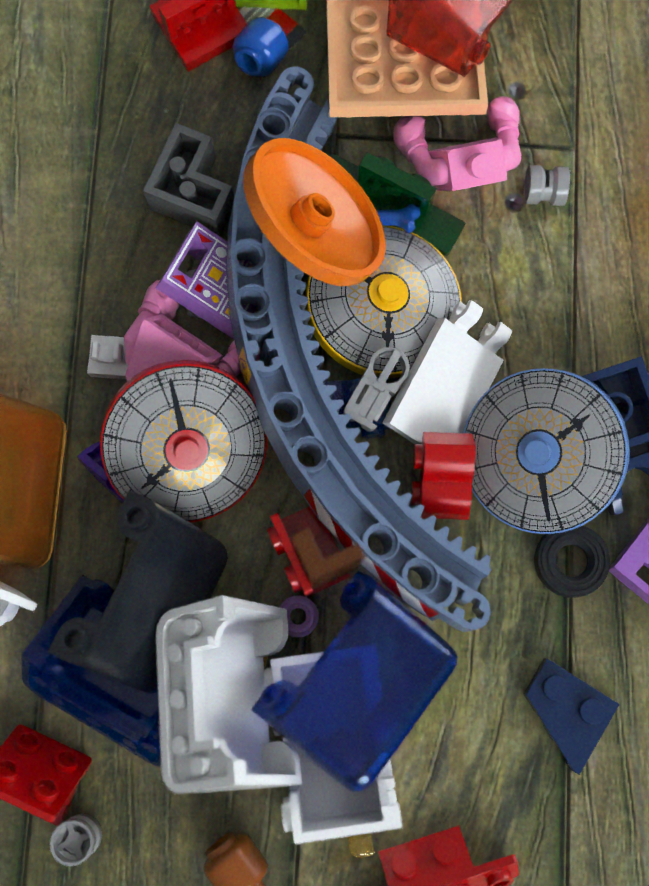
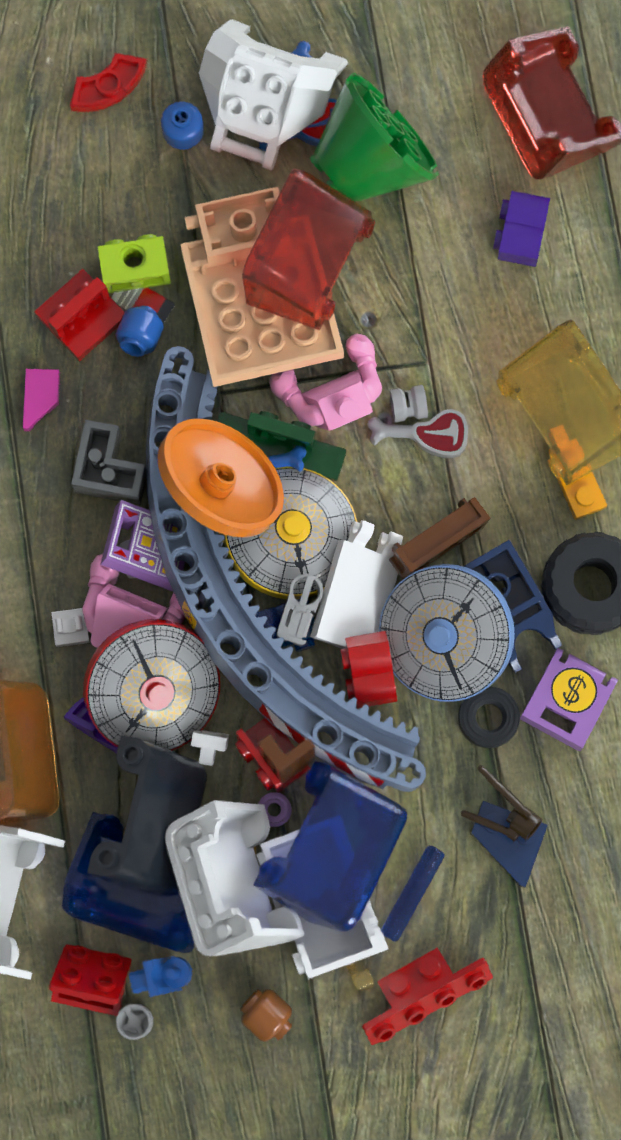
camera: 10 degrees left, 0 degrees up
(117, 793) = (161, 976): none -> blue hips
(135, 96) = (40, 395): none -> dark pink tile
(238, 523) = (209, 743): none -> white tile
(441, 752) = (412, 893): none -> clear blue axle
(555, 341) = (439, 538): none -> reddish brown container
(575, 231) = (441, 436): none -> light grey piece
(592, 694) = (521, 819): none -> dark brown plant

